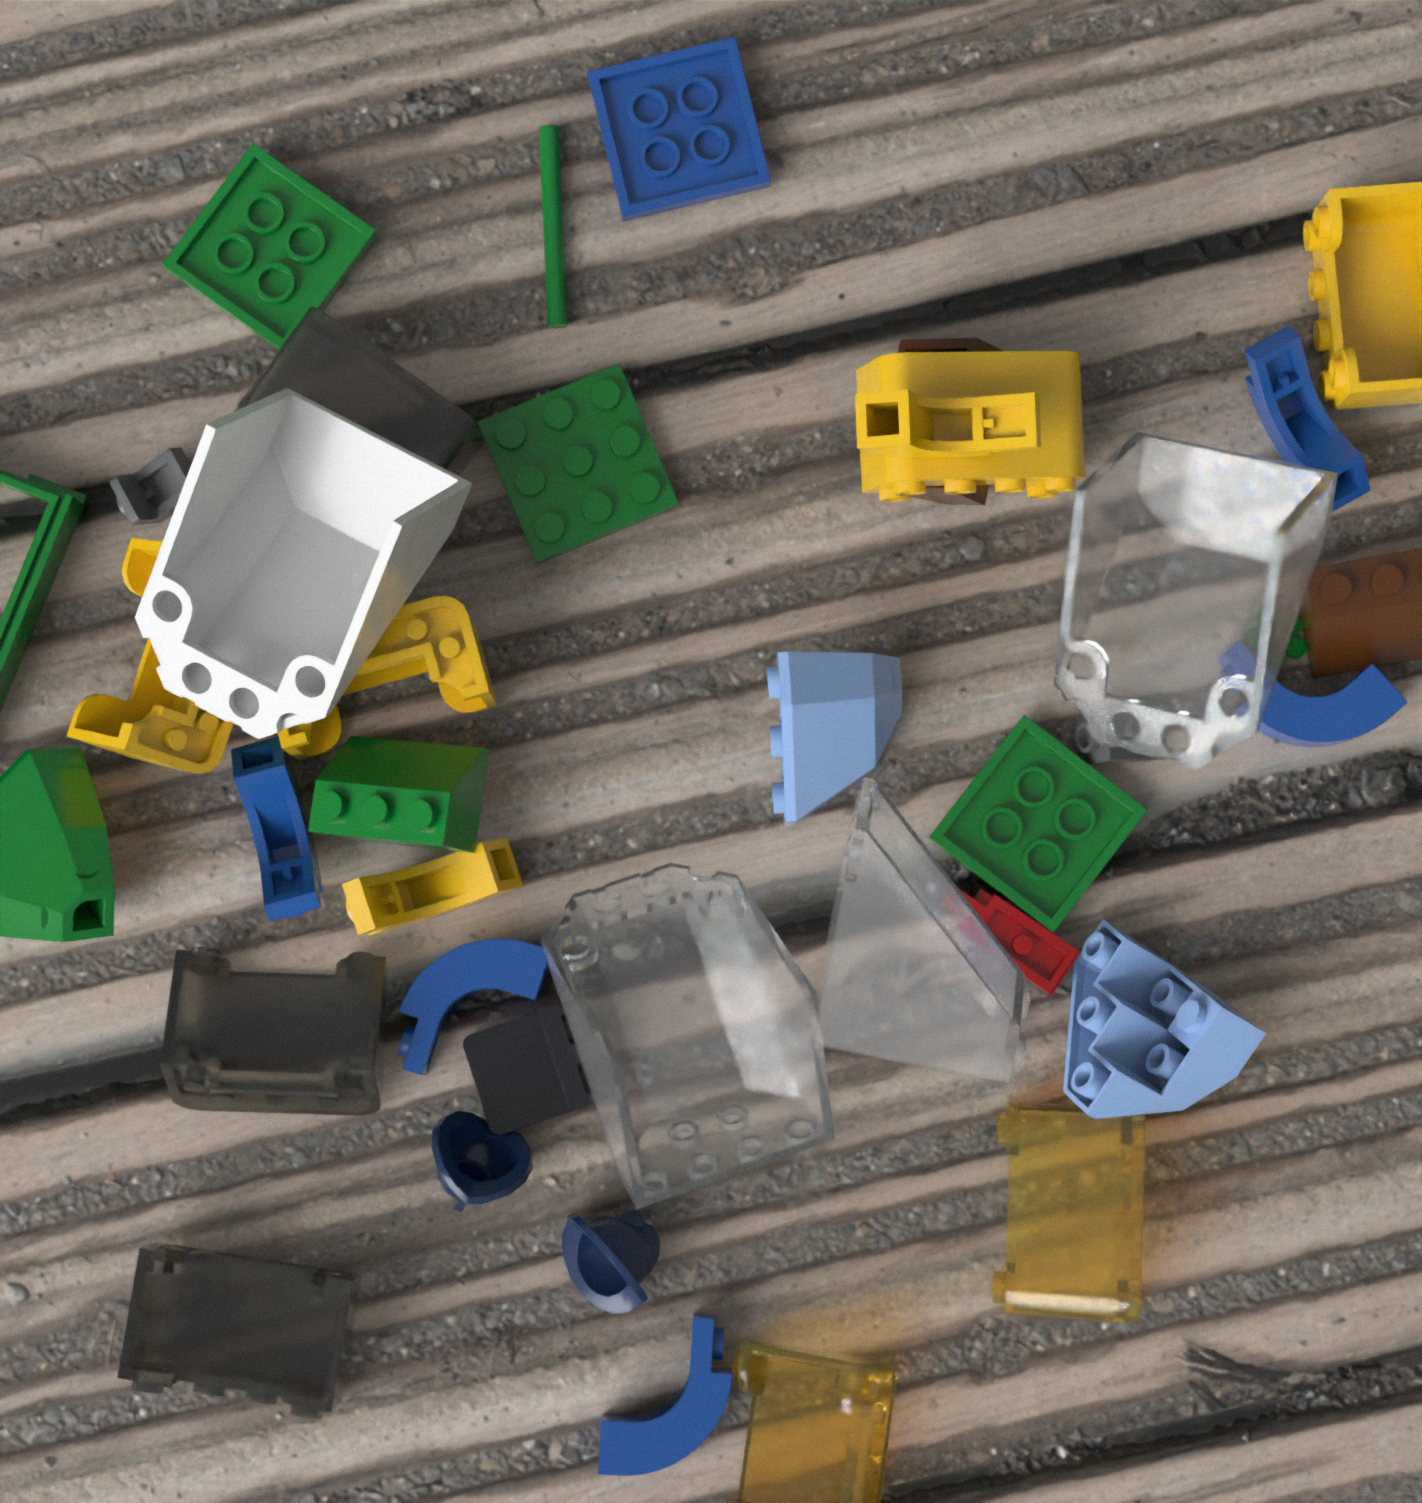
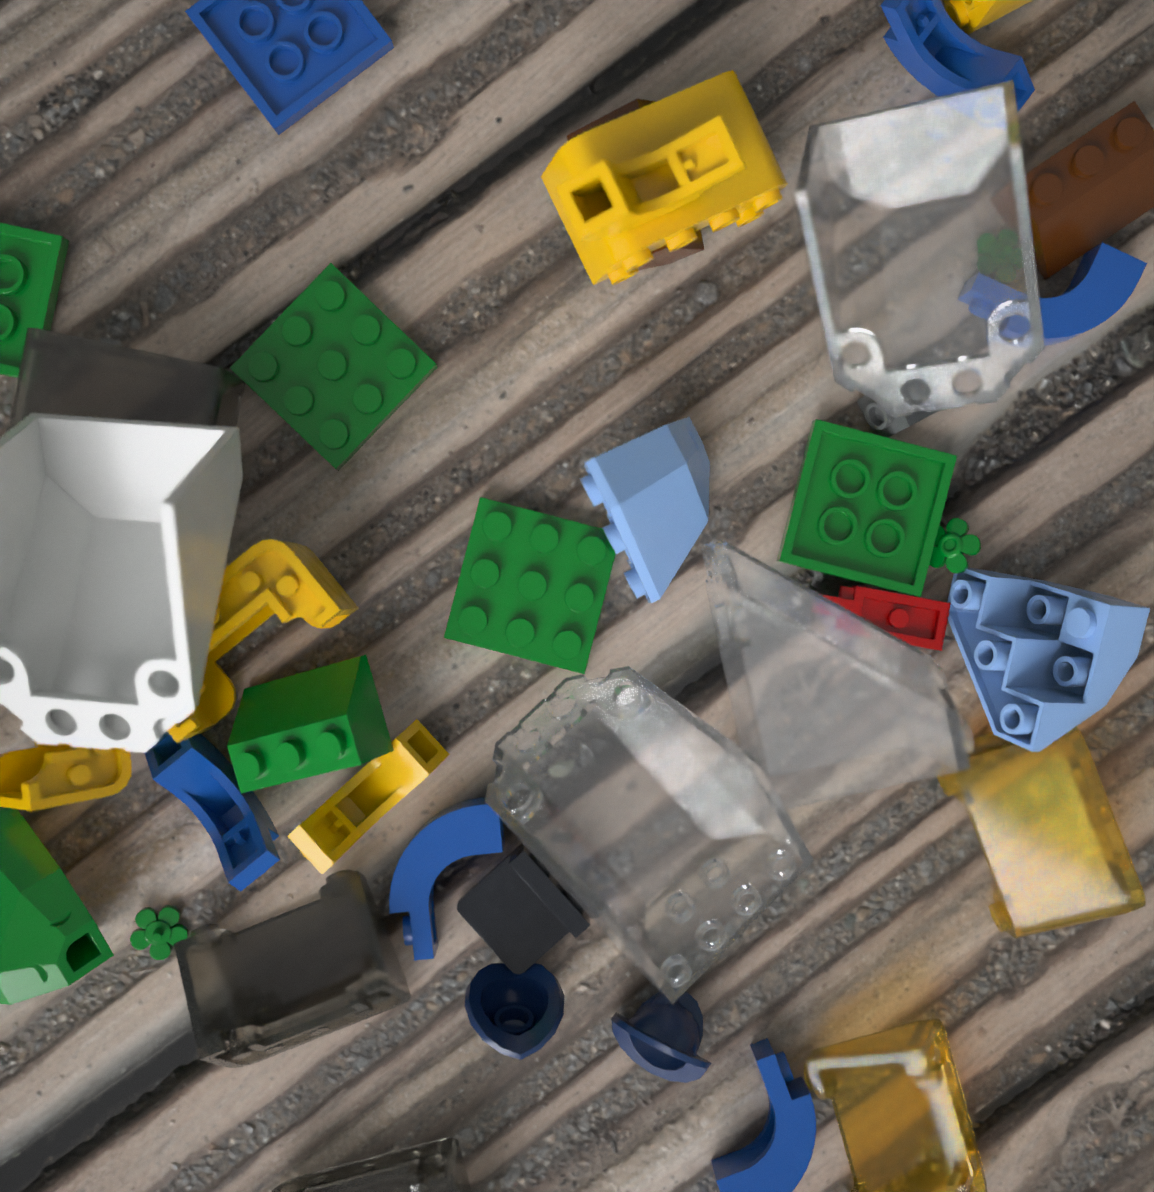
camera: 25 degrees left, 5 degrees up
(158, 936) = (158, 931): none -> green plant
(553, 226) = (219, 165): green bar -> none
(676, 757) = (531, 586): none -> green plate
(1106, 897) = (952, 545): none -> green plant

